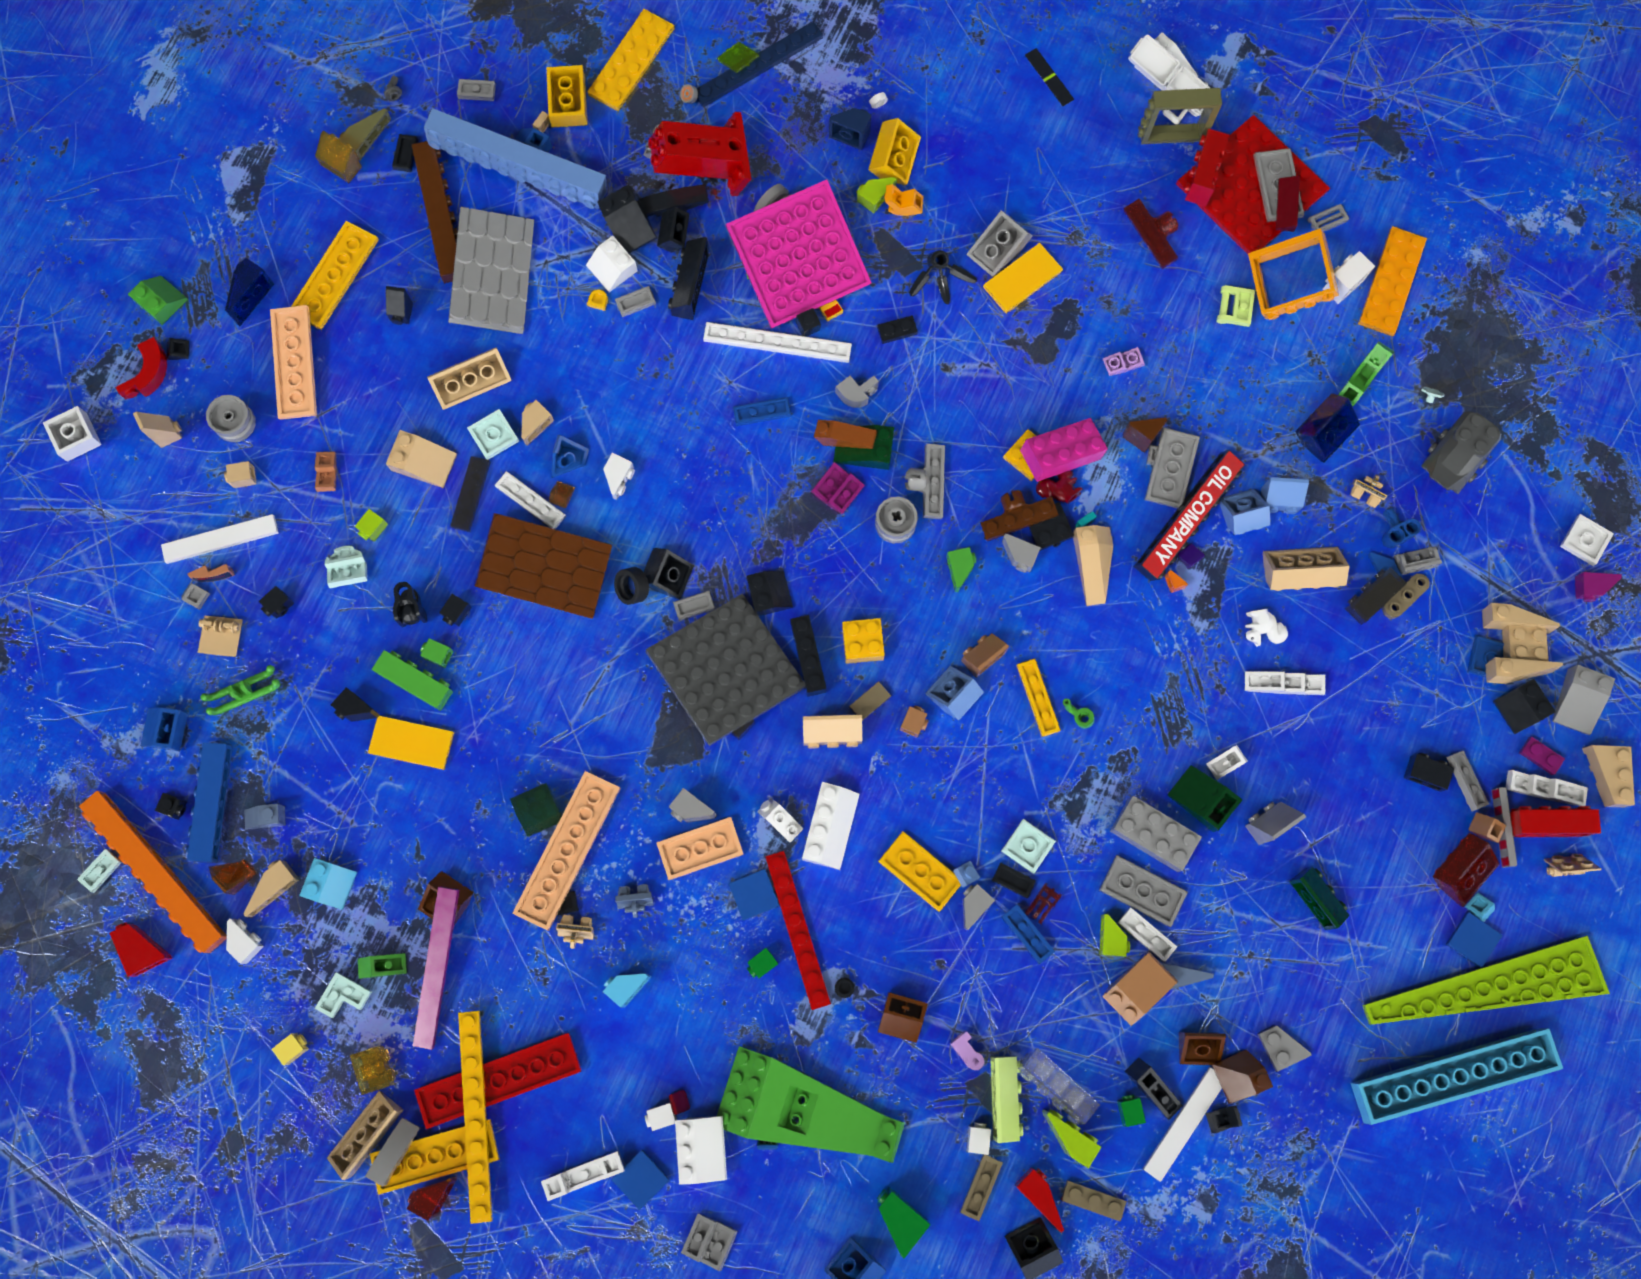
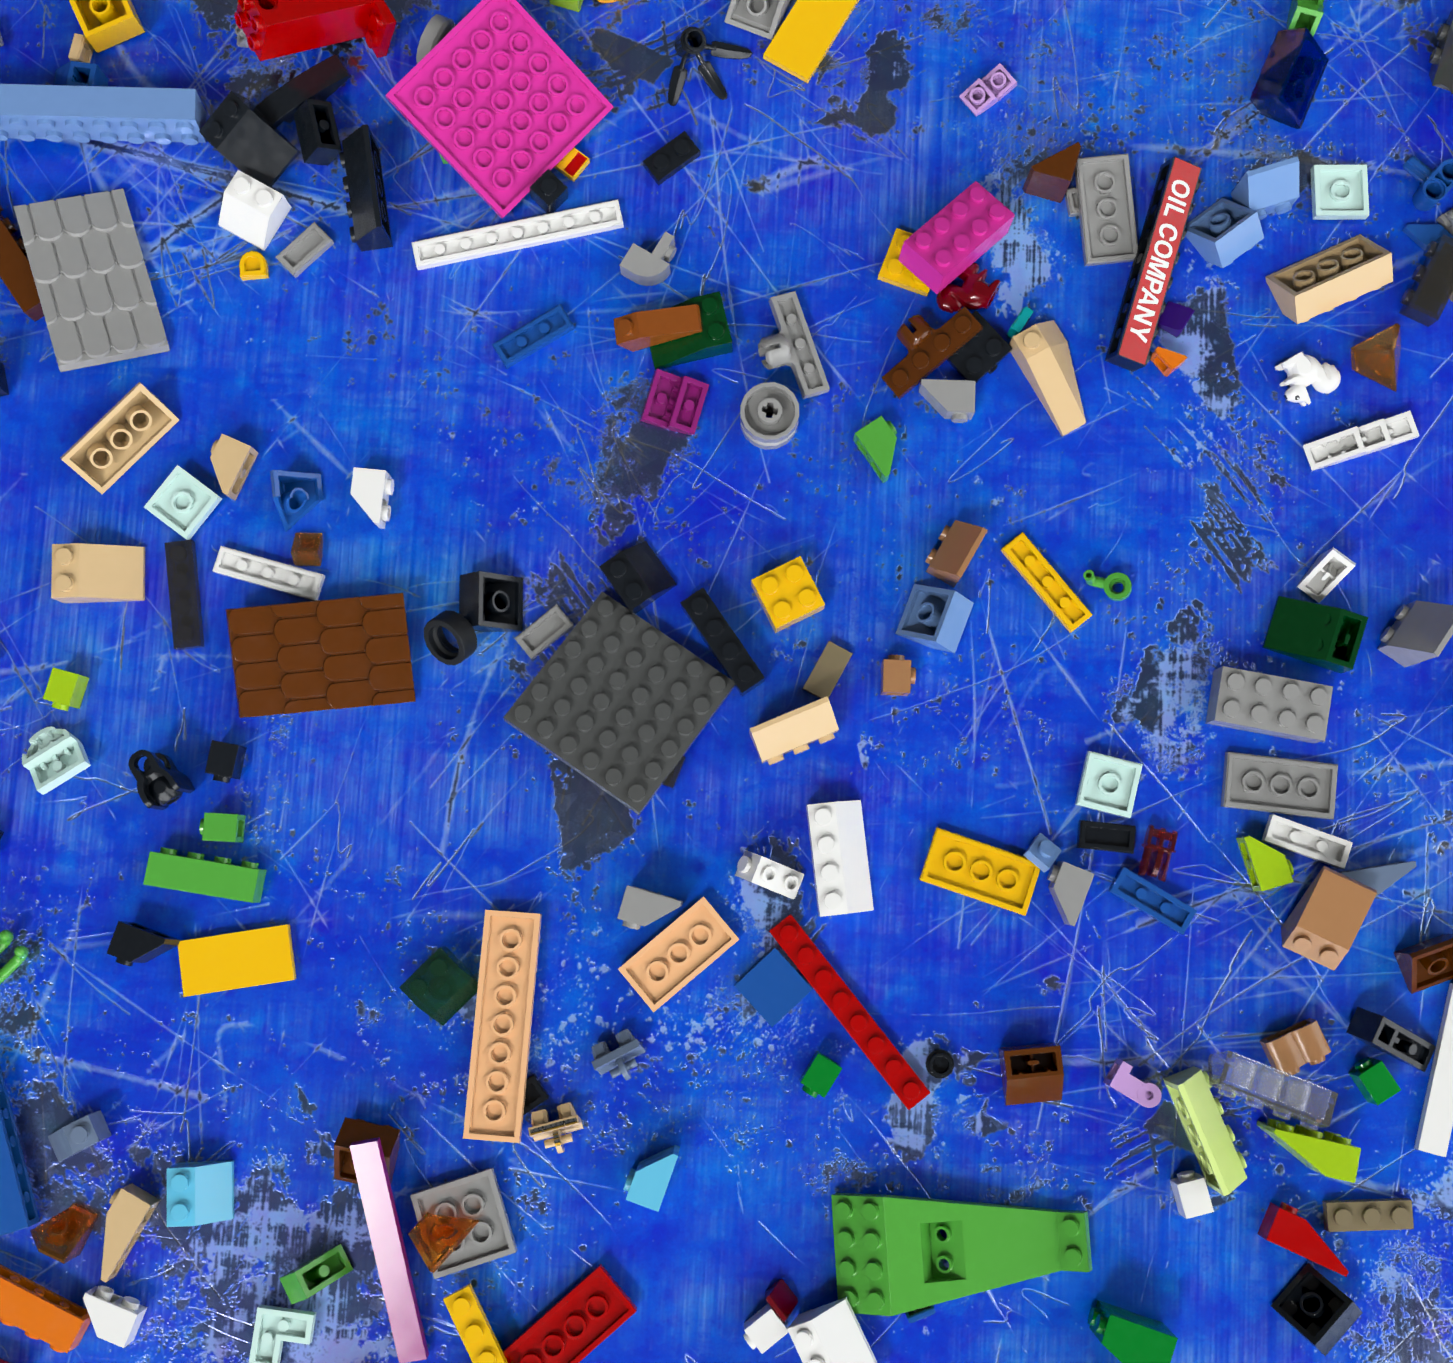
camera: 15 degrees left, 5 degrees up
(472, 971) = (439, 1236): none -> clear orange slope
(490, 970) = (473, 1198): none -> light grey plate
(981, 1187) = (1217, 1256): dark tan plate -> none
(1087, 1068) = (1296, 1046): none -> medium nougat brick
(1319, 632) = (1379, 357): none -> clear orange slope
(1333, 514) = (1339, 192): none -> light aqua plate
(1375, 495) = (1385, 147): tan hips -> none

